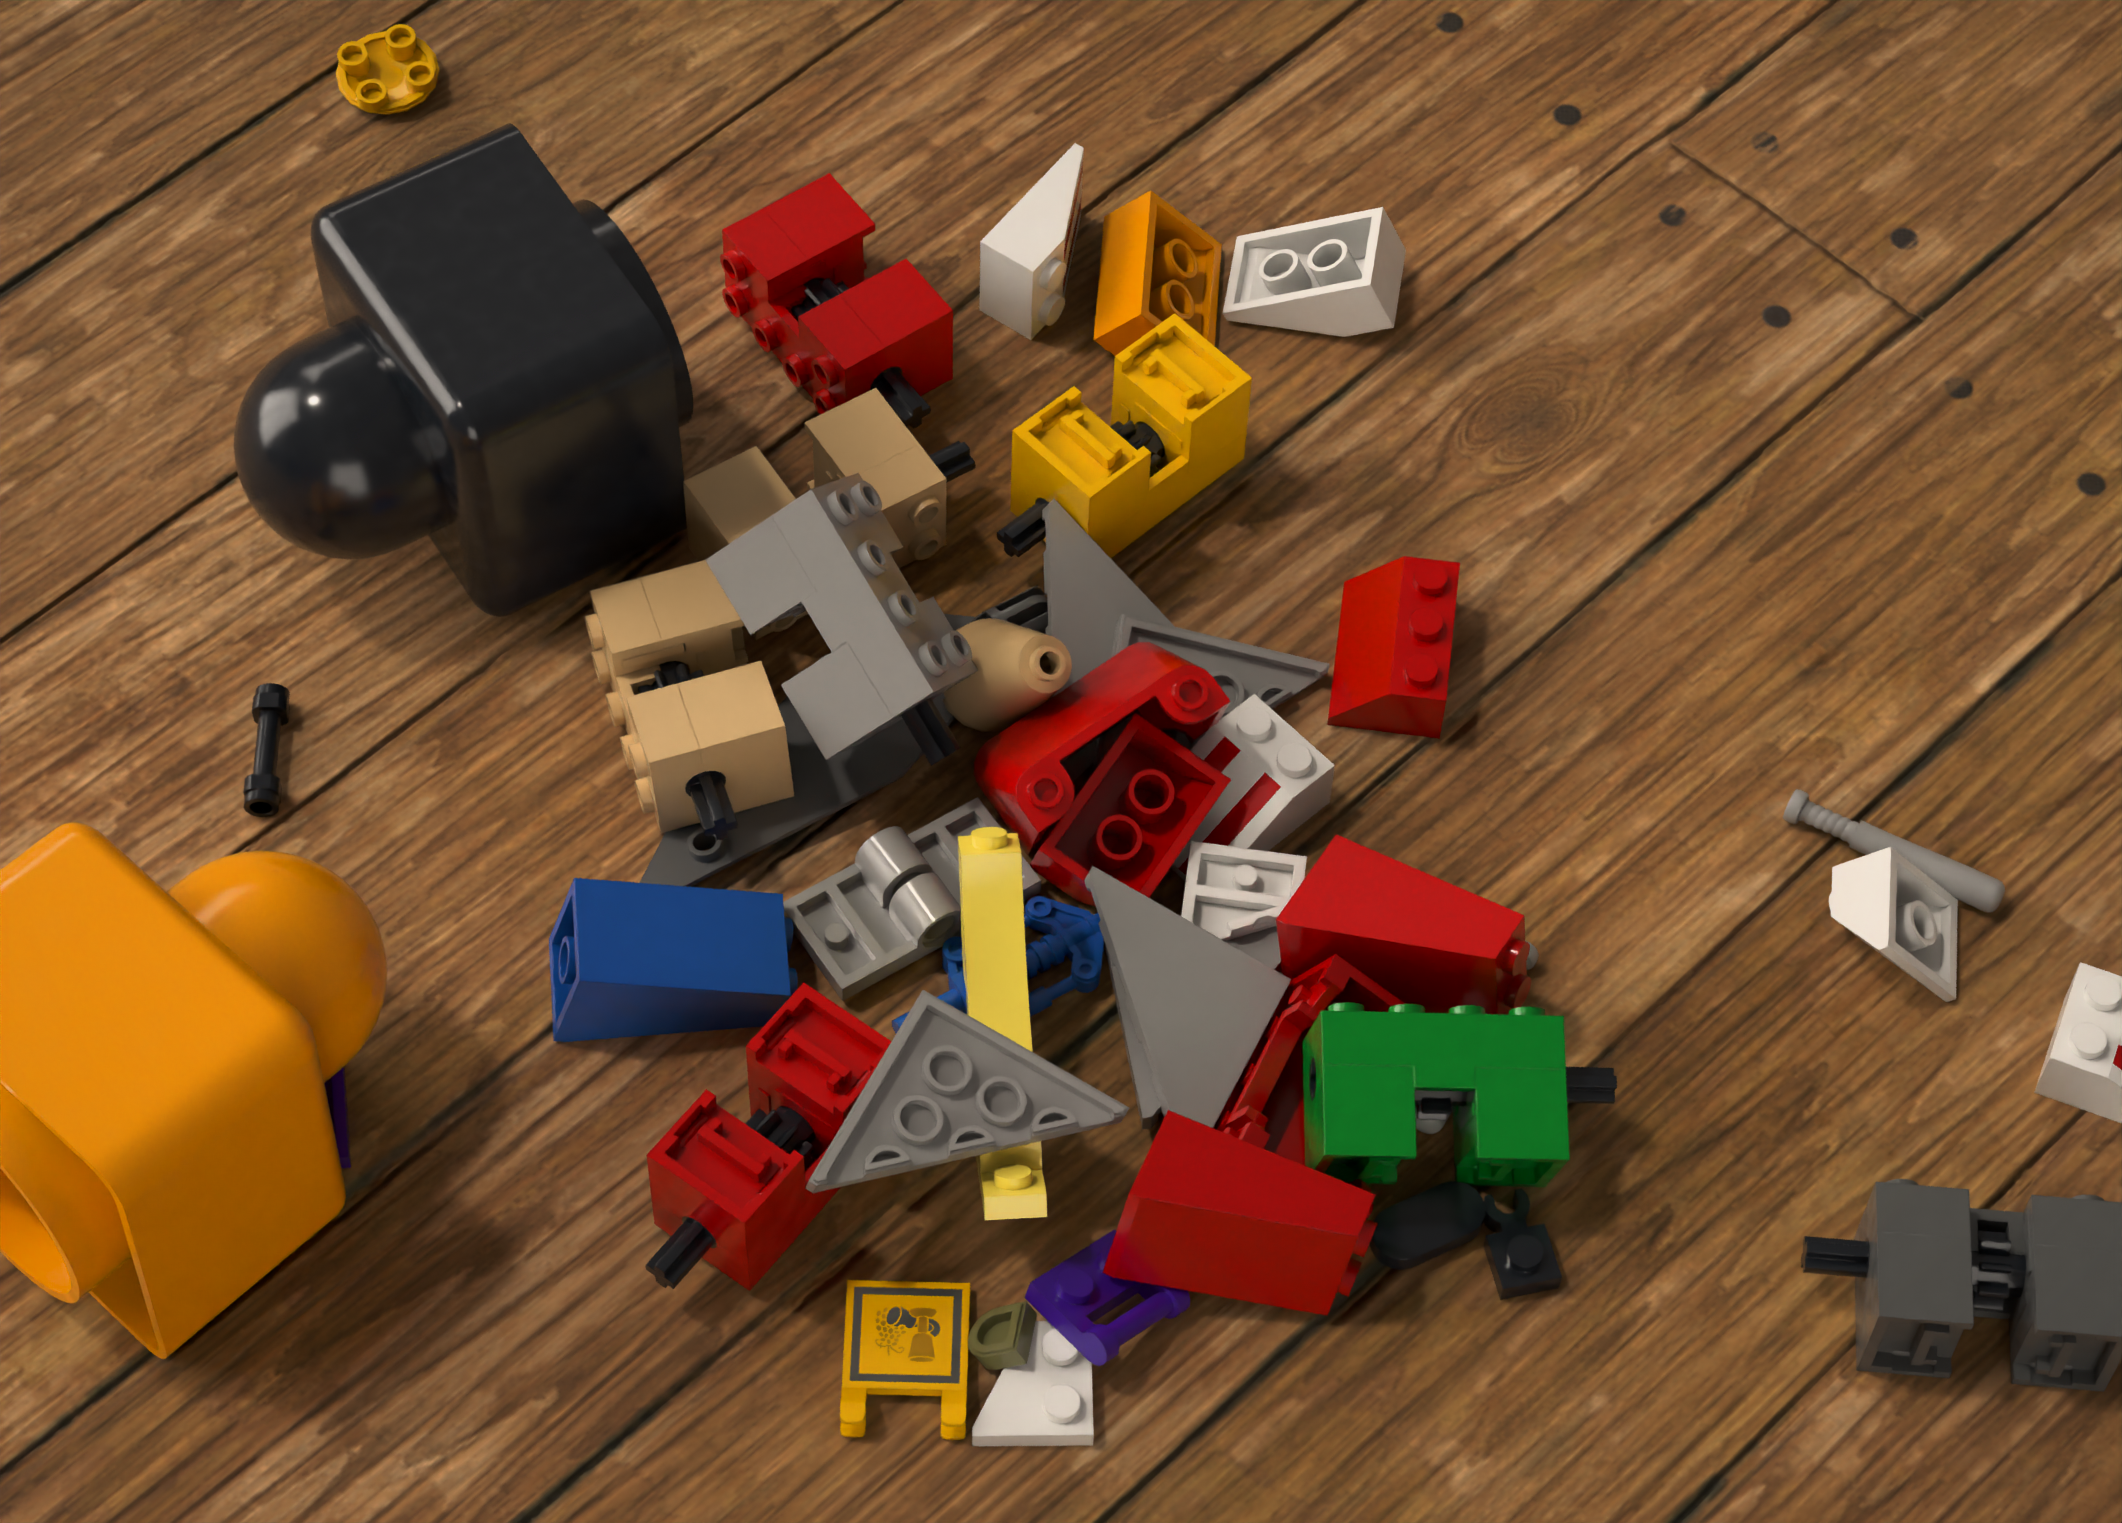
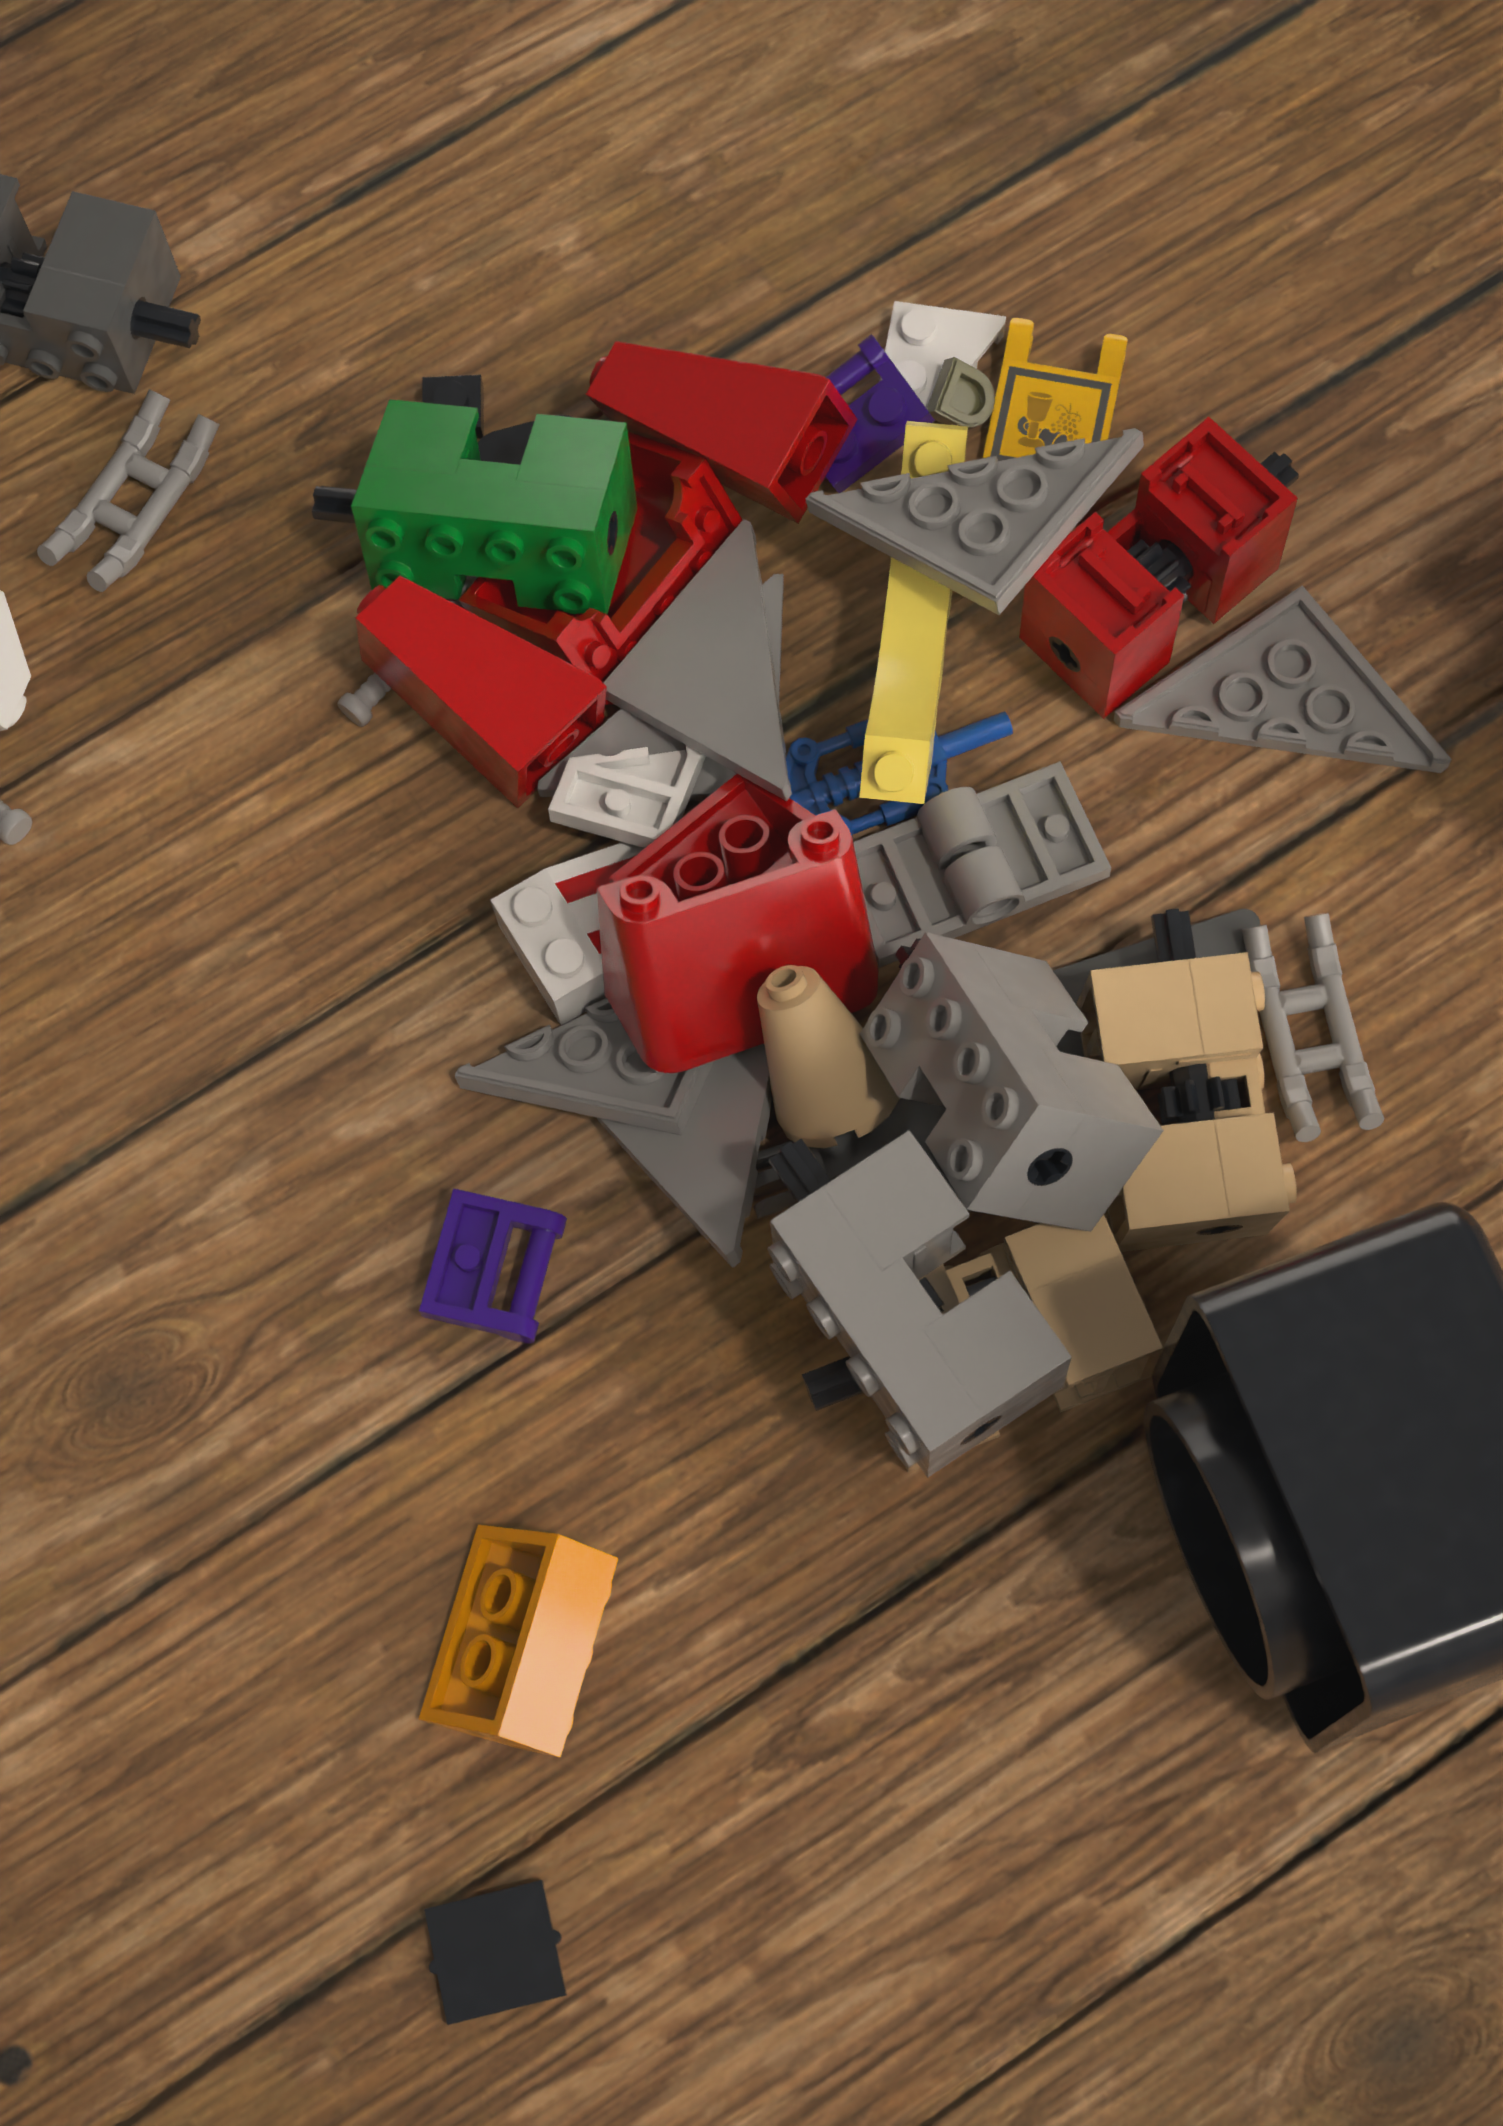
camera: 160 degrees left, 15 degrees up
(595, 783) = (1326, 994): none -> light grey piece
(614, 1106) = (1289, 687): none -> light grey tile
(666, 960) = (1237, 812): blue slope -> none
(838, 333) = (920, 1574): red piece -> none
(919, 435) = (858, 1263): none -> light grey piece
(1032, 249) = (661, 1689): white slope -> none
(1122, 124) = (495, 1952): none -> black piece
(1171, 435) = (661, 1307): yellow piece -> none
(1272, 531) = (472, 1259): none -> dark purple plate
(1319, 275) = (320, 1623): white slope -> none
(1395, 648) = (376, 1076): red slope -> none
(1841, 1103) = (131, 461): none -> light grey piece

